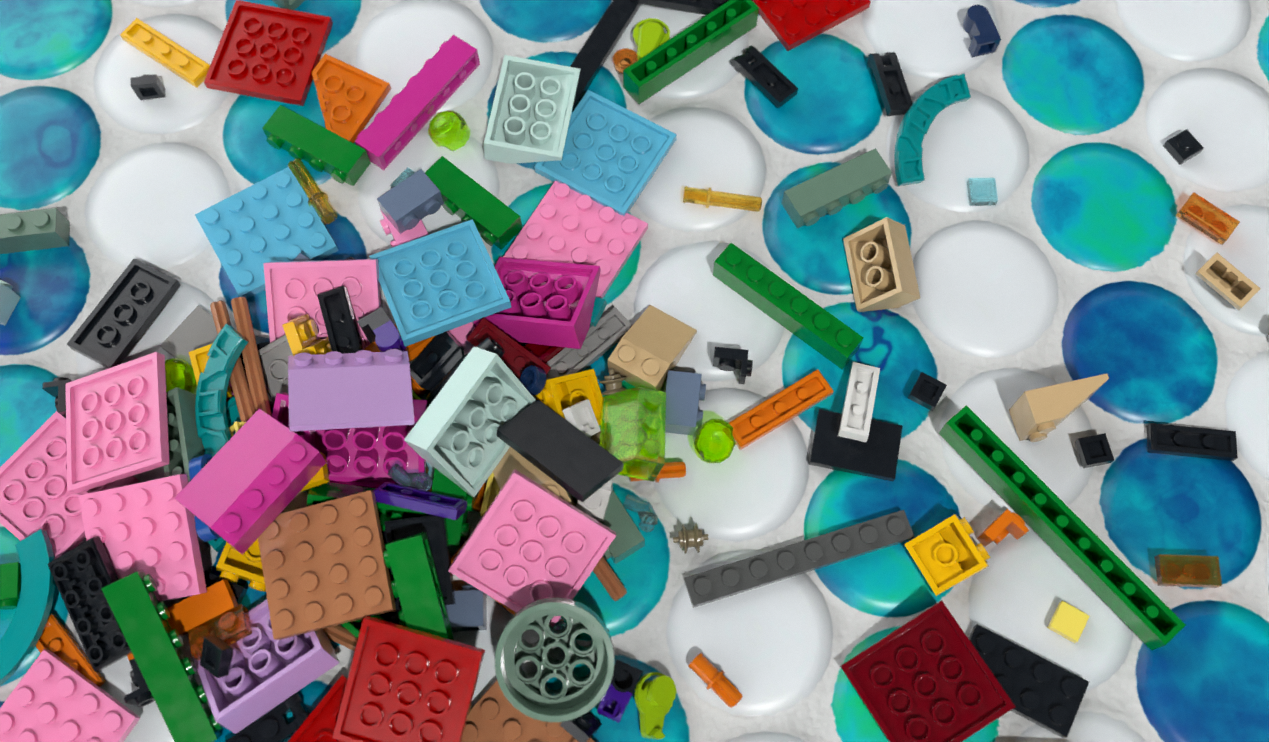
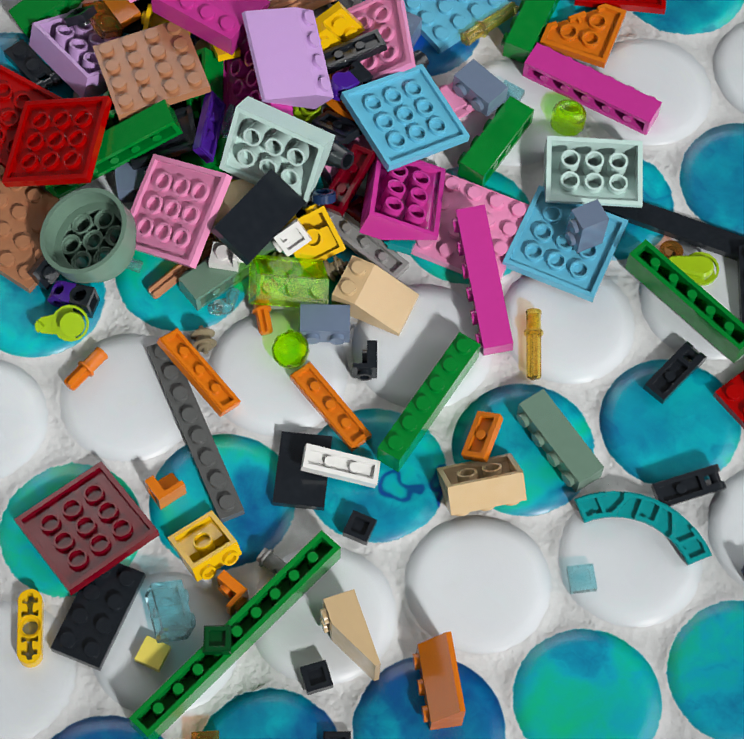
camera: 80 degrees right, 5 degrees down
(604, 119) = (586, 226): none -> sand blue brick
(649, 231) = (484, 280): none -> dark pink brick
(732, 547) = (198, 372): none -> orange tile
(828, 259) = (482, 436): none -> orange plate
(875, 594) = (165, 490): none -> orange panel
(967, 482) = (270, 561): none -> light grey pin
(1028, 596) = (170, 611): none -> clear light blue brick
(1076, 541) = (217, 640): none -> dark green tile
(1104, 326) = (439, 682): none -> orange slope

